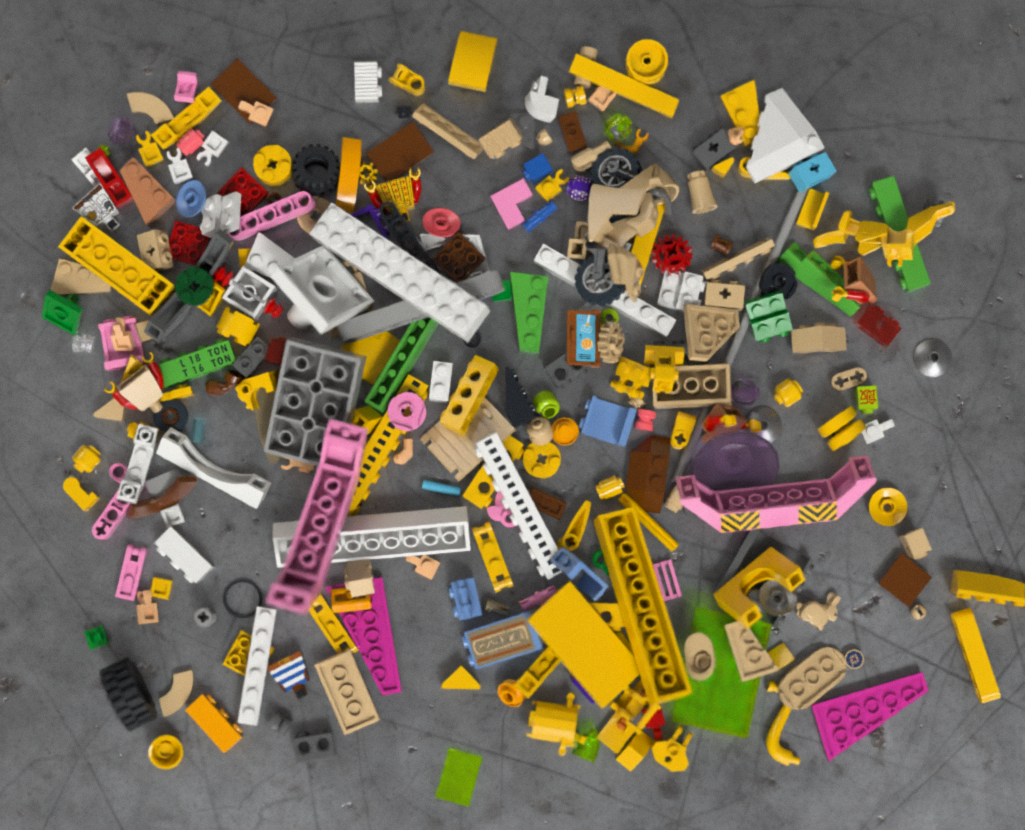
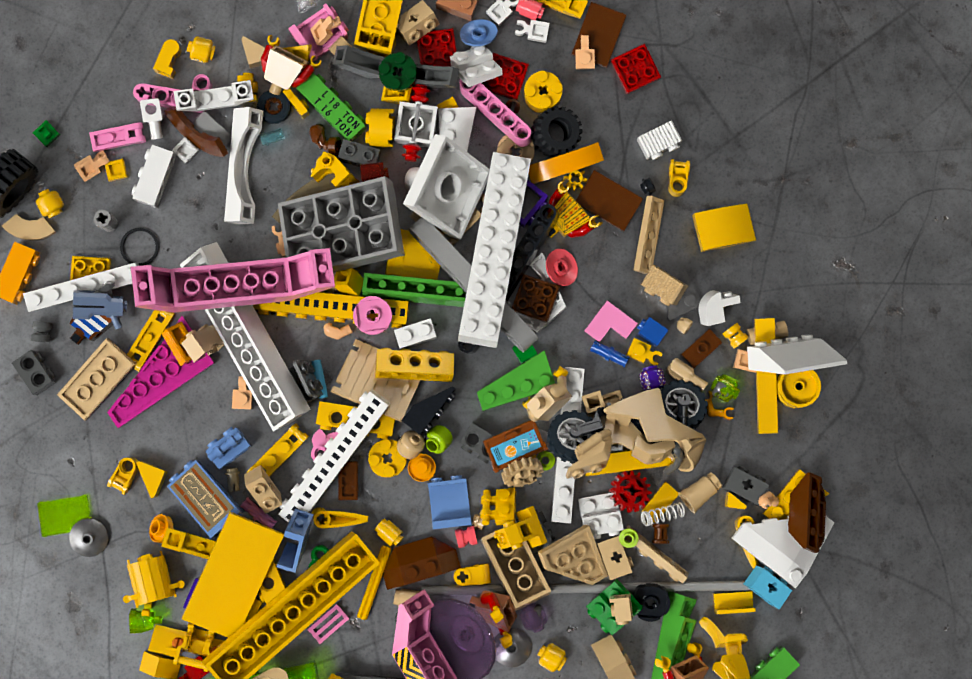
camera: 65 degrees right, 0 degrees up
(131, 530) = (153, 119): none -> white bracket
(164, 662) = (49, 203): none -> yellow head
(279, 655) = (99, 303): none -> sand blue piece
(290, 73) = (635, 69): none -> red tile
(432, 499) = (305, 379): none -> dark grey bracket
(447, 706) = (122, 478): none -> yellow piece
(479, 762) = (93, 529): none -> flat silver dish
(519, 583) = (263, 489): none -> tan brick
(556, 286) = (549, 398): none -> tan torso
(618, 52) = (793, 355): none -> white slope
(693, 232) = (663, 497): none -> yellow slope
(703, 247) = (648, 516): none -> white piece
(707, 274) = (628, 532): none -> lime plate
(763, 105) = (808, 513): none -> reddish brown wedge
(773, 308) = (622, 608): none -> tan brick

